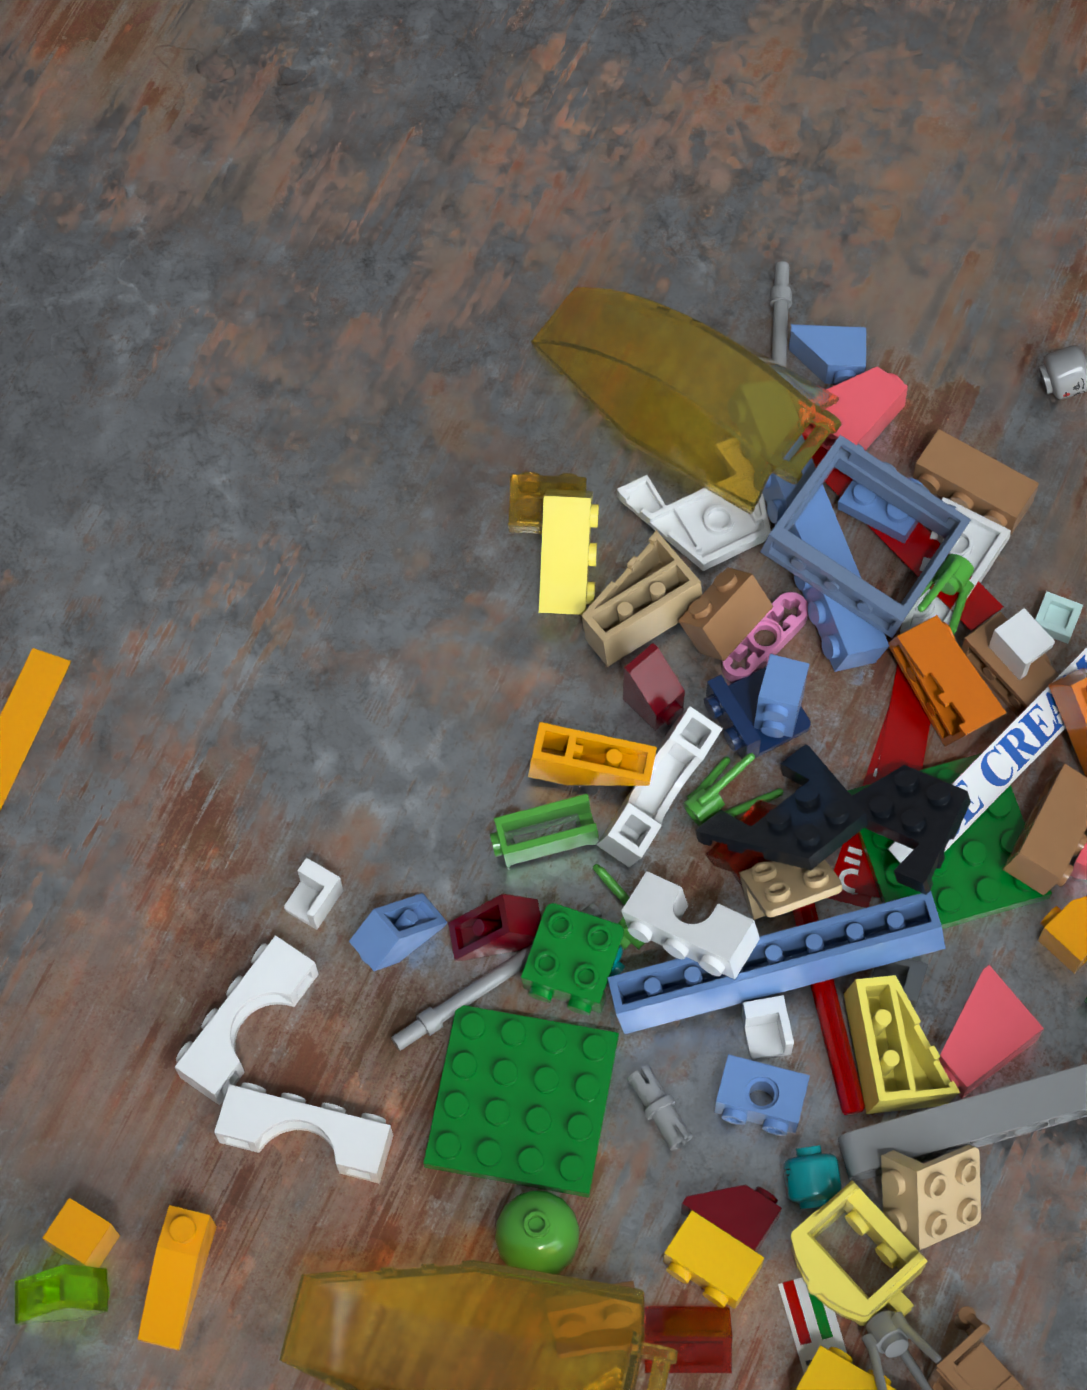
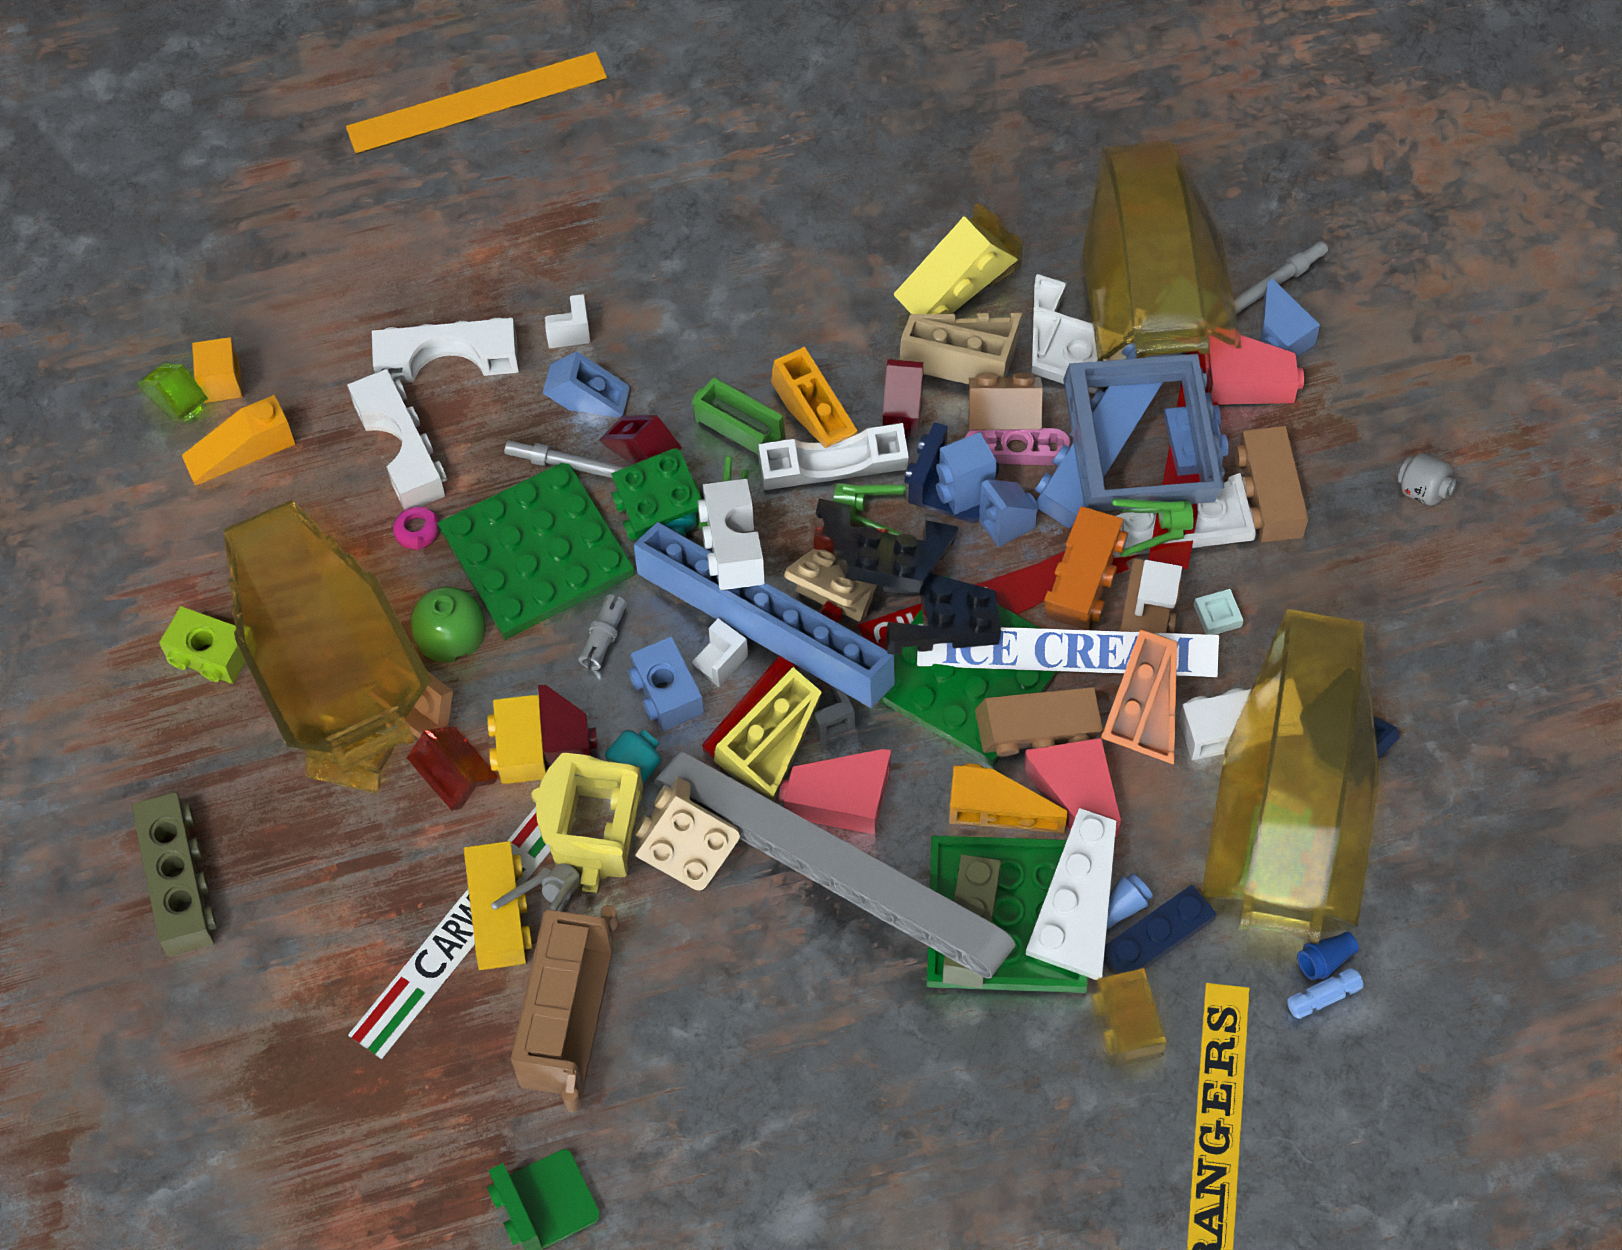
camera: 50 degrees right, 5 degrees down
(412, 1202) = (418, 539): none -> dark pink piece
(831, 696) = (1006, 510): none -> medium blue slope

